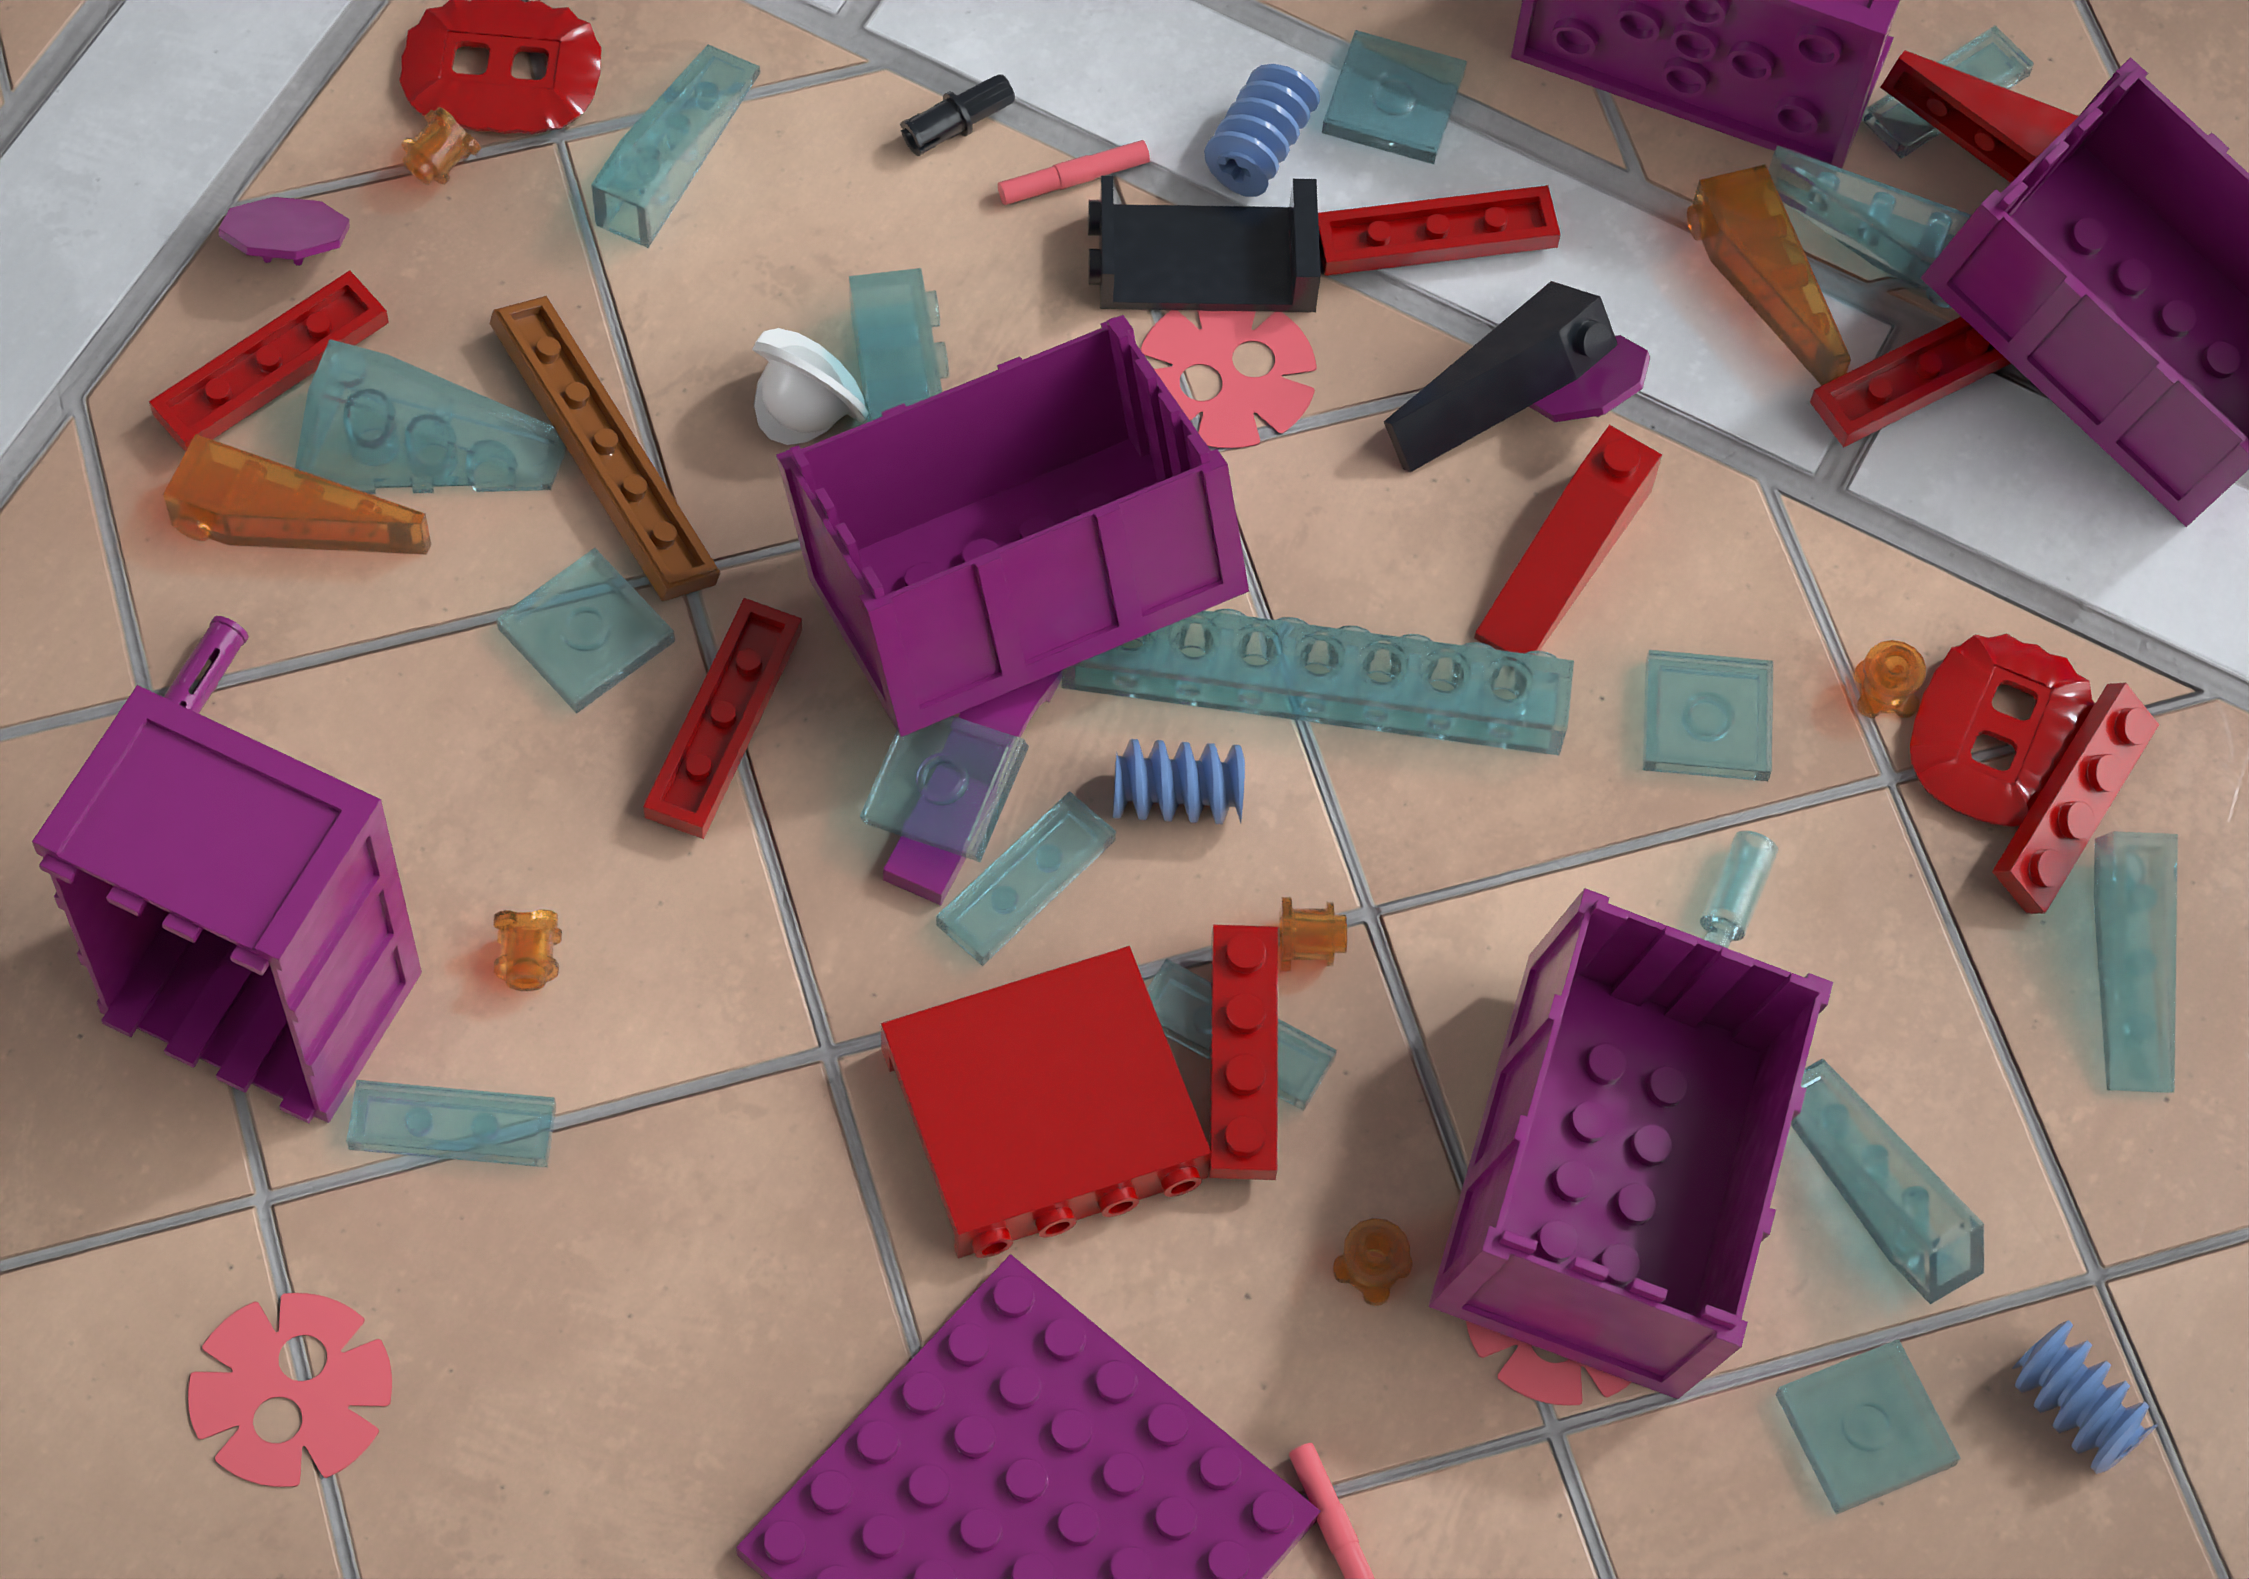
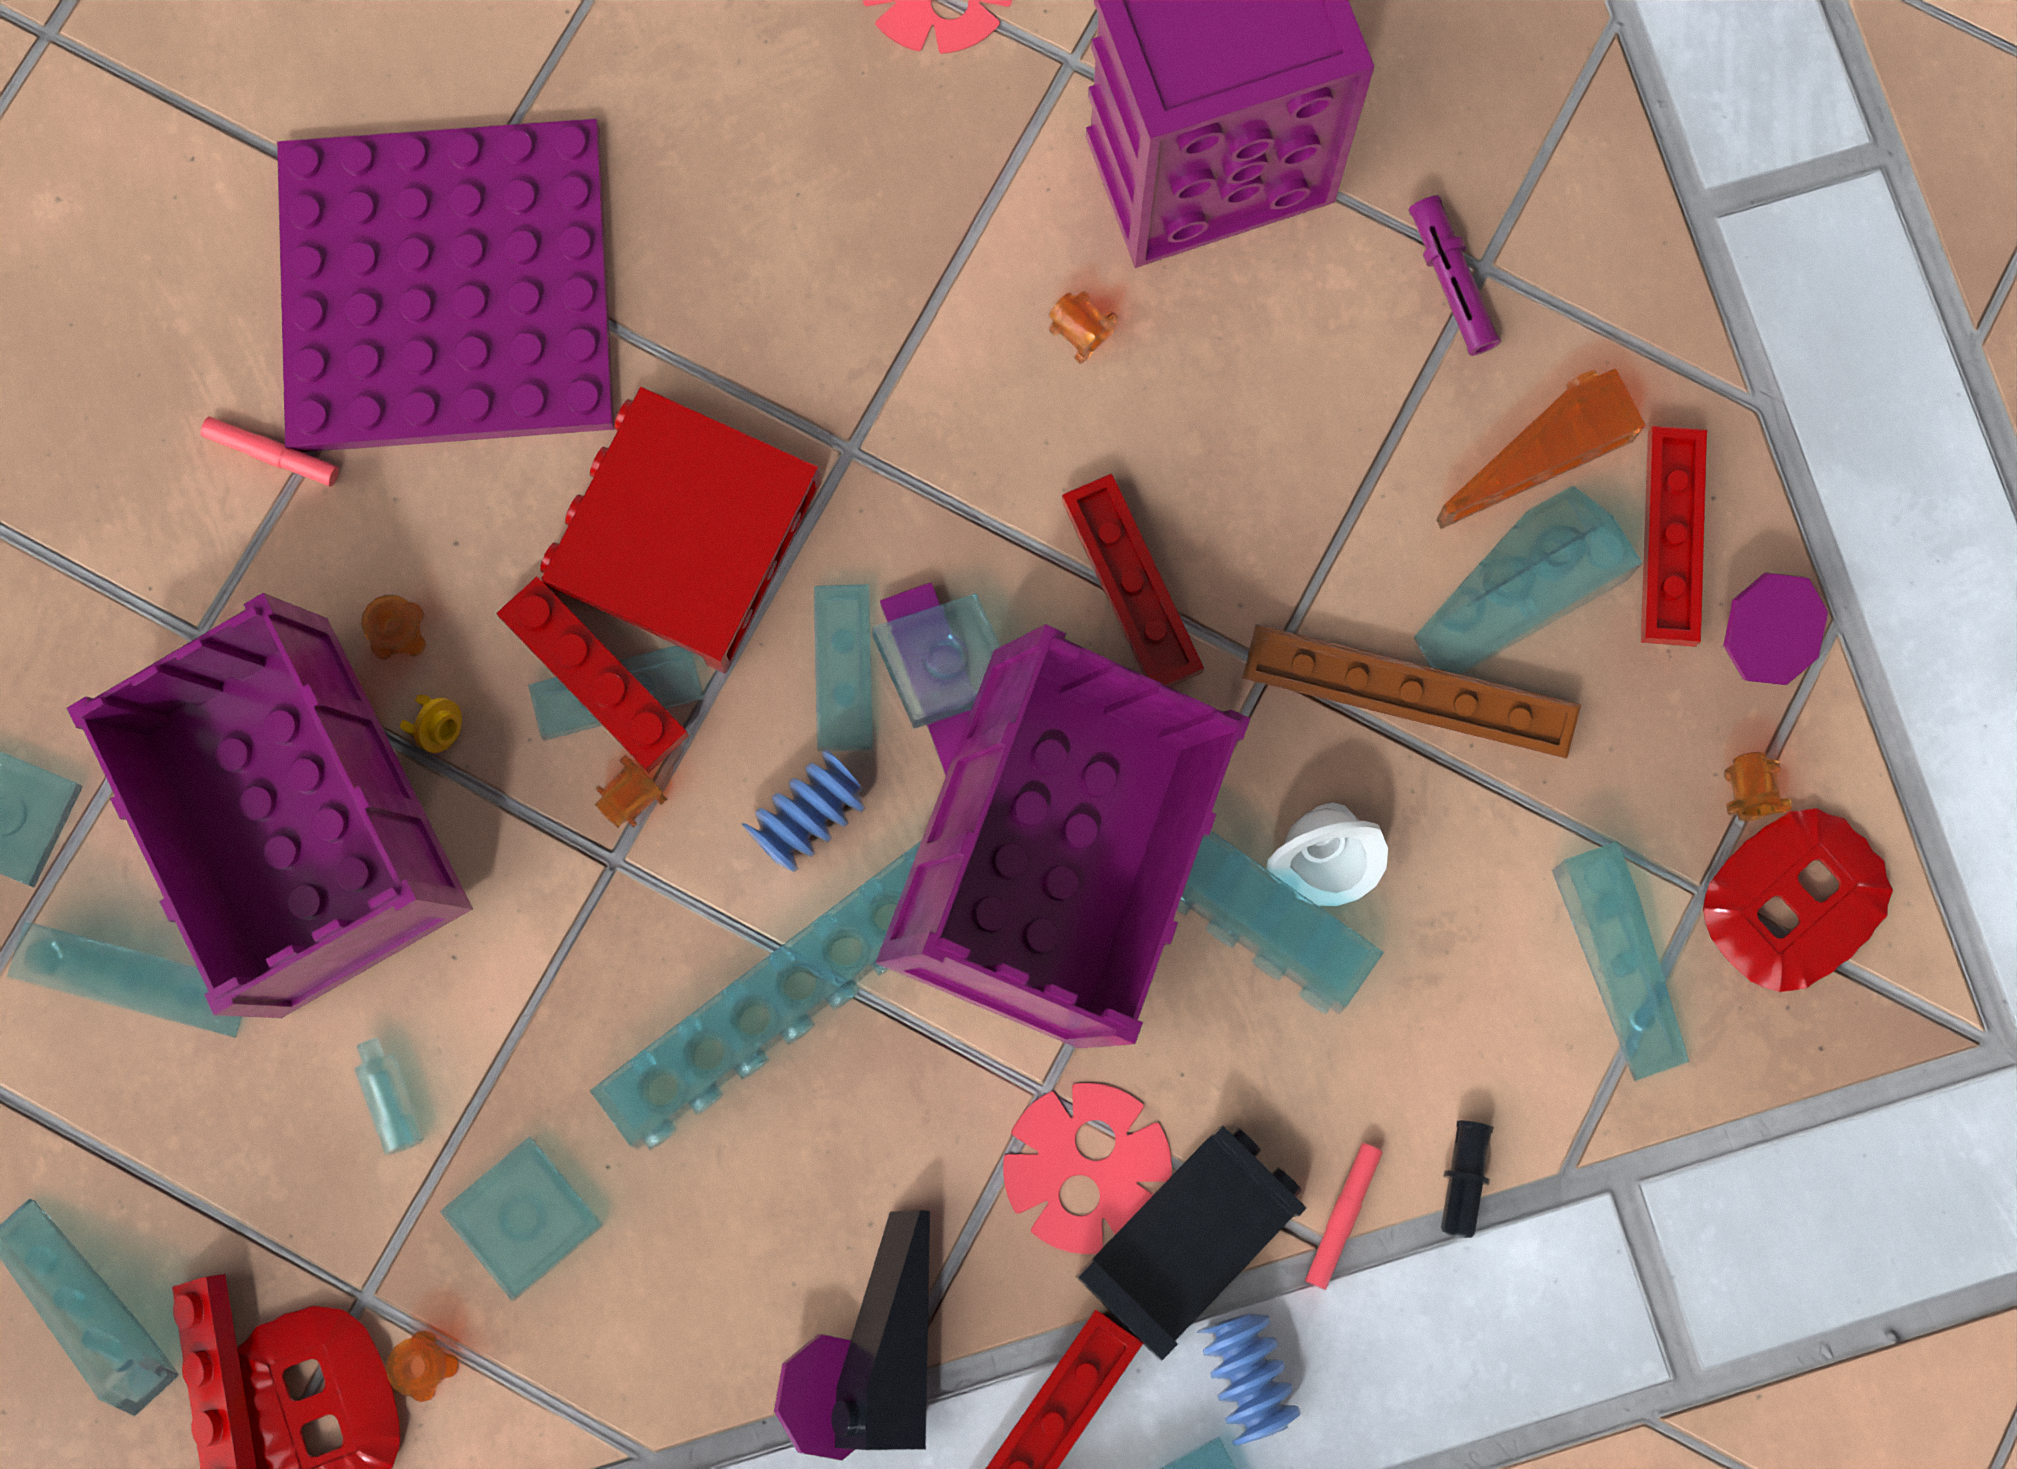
camera: 140 degrees right, 15 degrees up
(451, 1123) = (1012, 194): clear light blue tile -> none
(585, 630) = (1282, 562): clear light blue tile -> none
(1414, 1137) = (436, 724): none -> yellow plate
(1571, 543) = (723, 1249): red slope -> none

